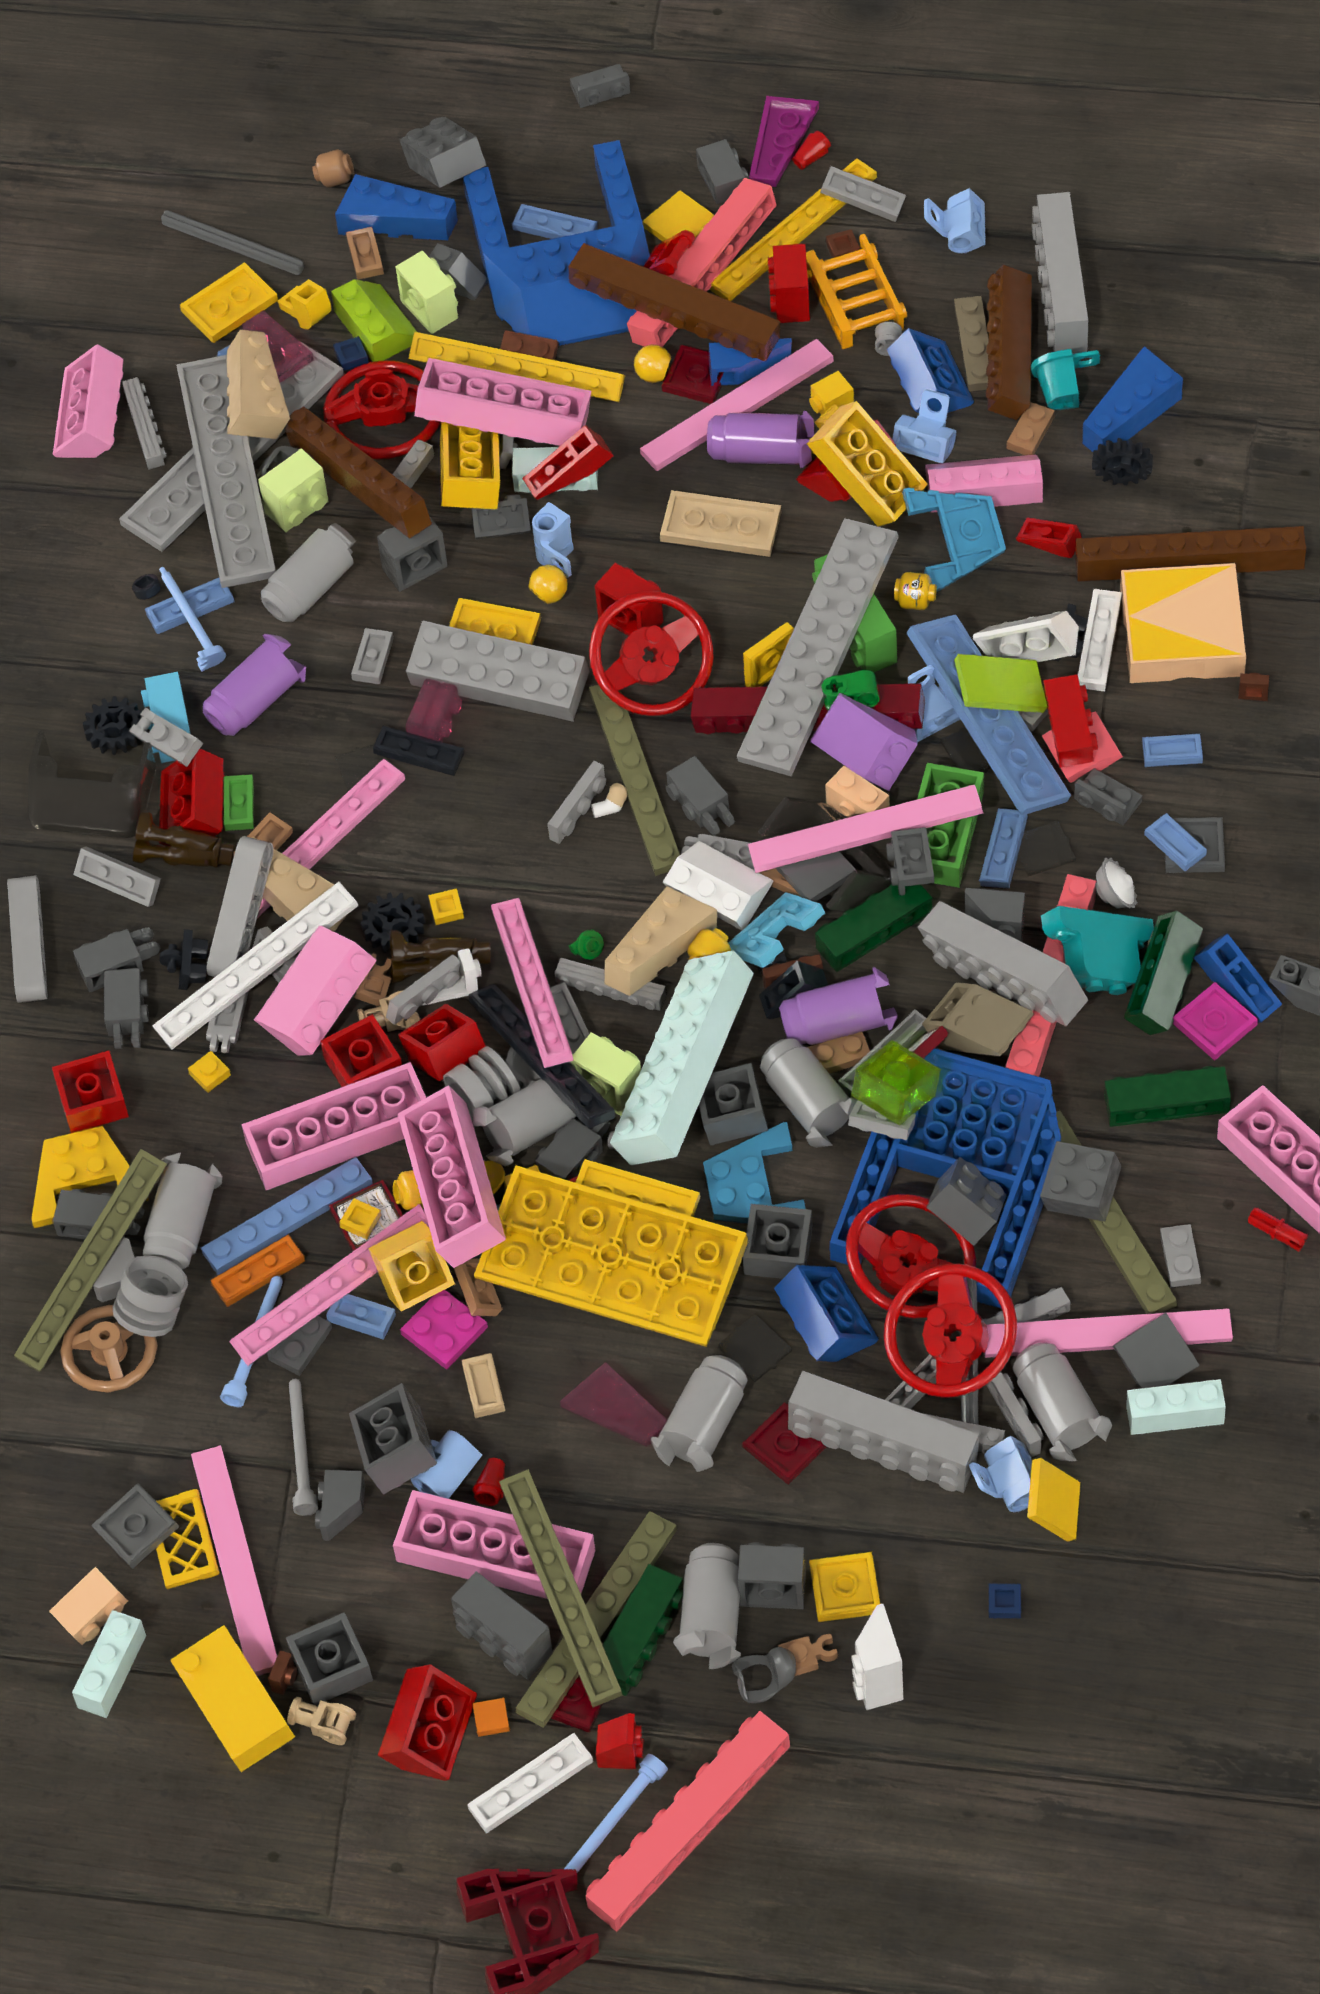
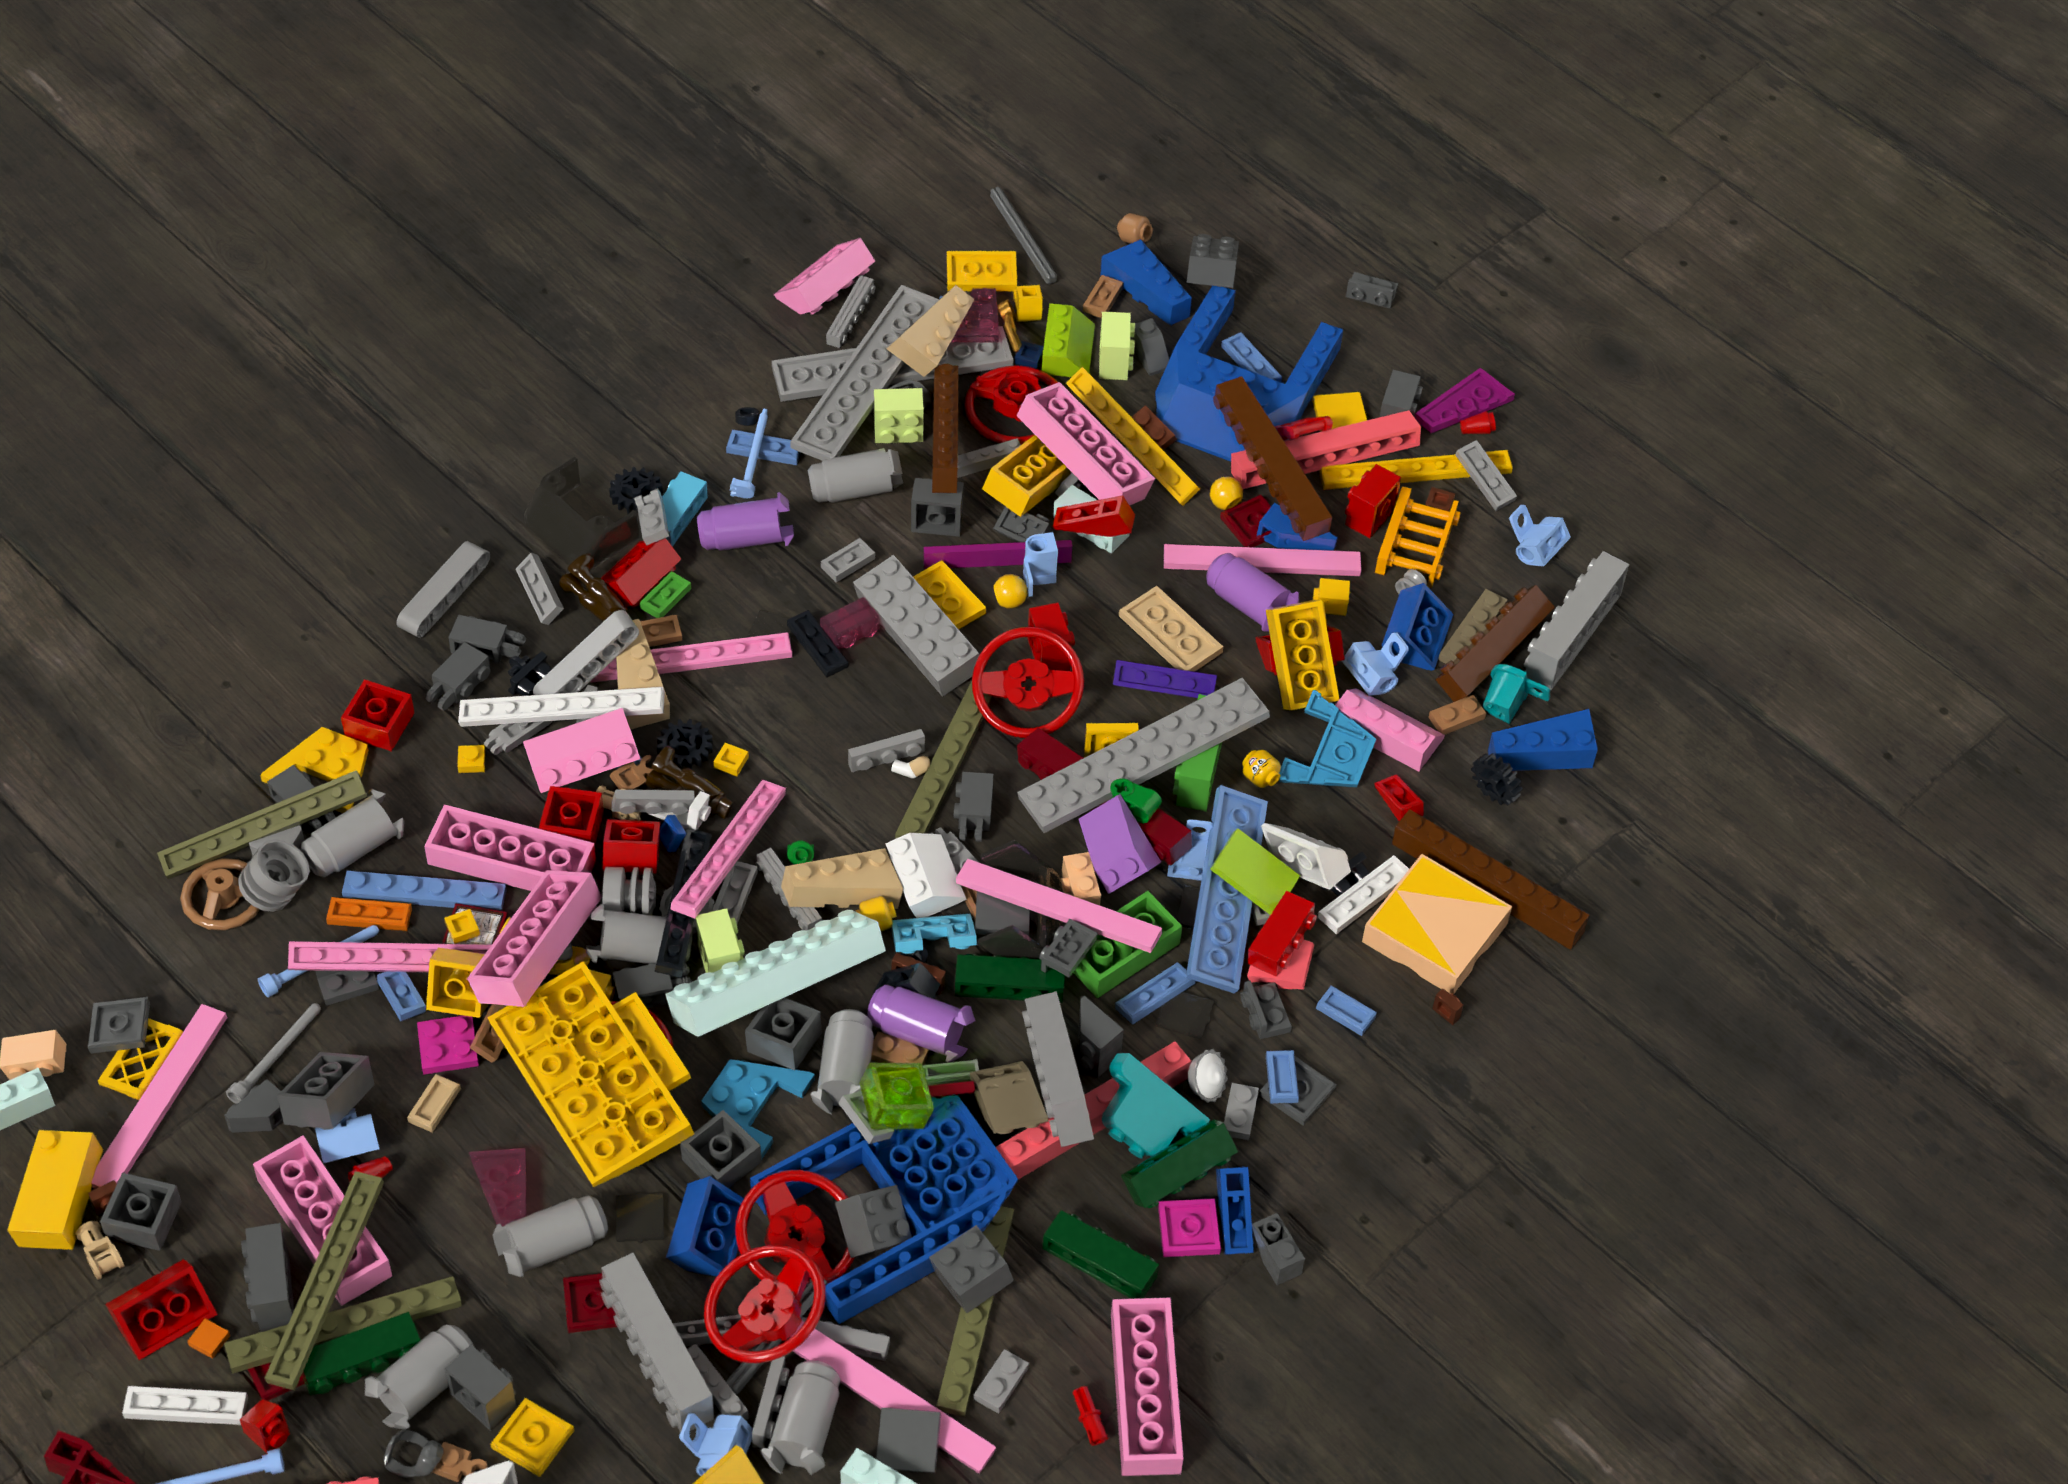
camera: 30 degrees right, 5 degrees down
(299, 330) = (1008, 315): none -> pearl gold piece
(462, 1002) = (671, 833): none -> blue tile
(489, 568) = (987, 554): none -> magenta tile
(757, 570) = (1163, 679): none -> dark purple plate
(1163, 893) = (1240, 1110): none -> light grey plate

